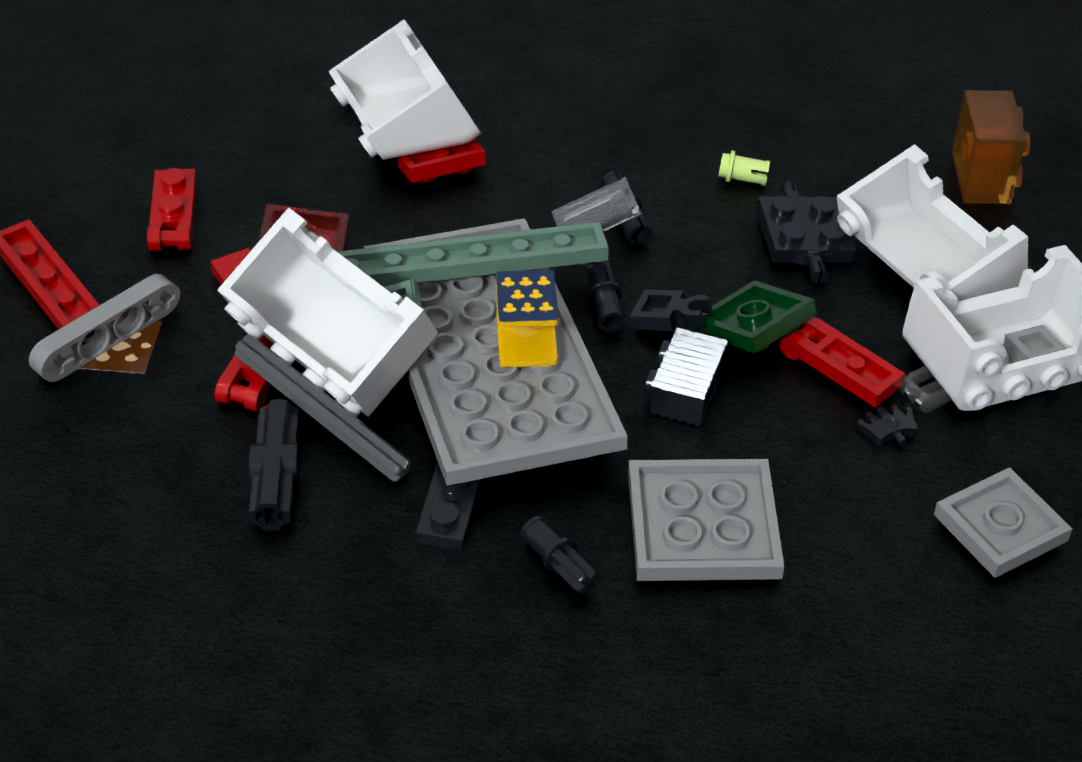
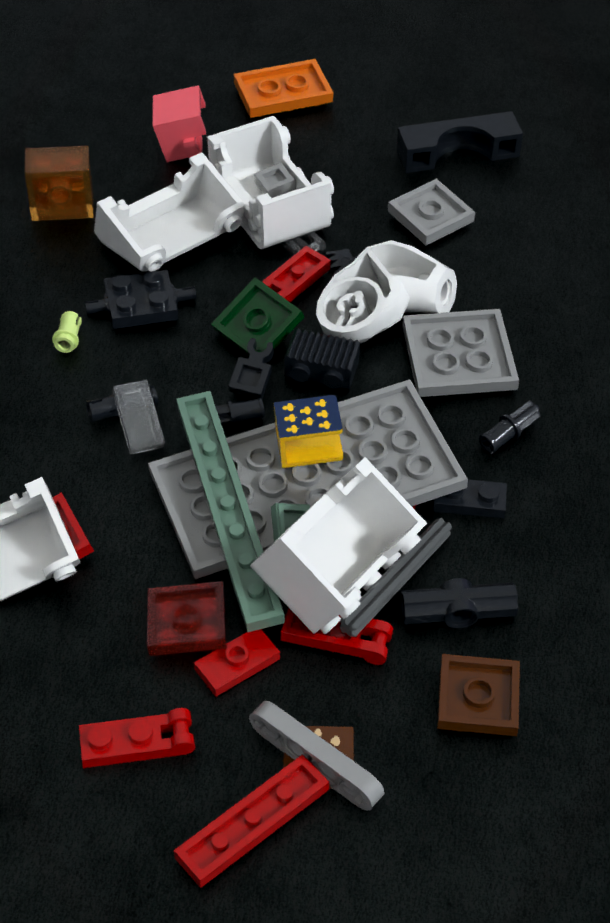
camera: 95 degrees left, 5 degrees up
(142, 468) = (479, 695): none -> reddish brown plate
(812, 426) = (381, 288): none -> white piece

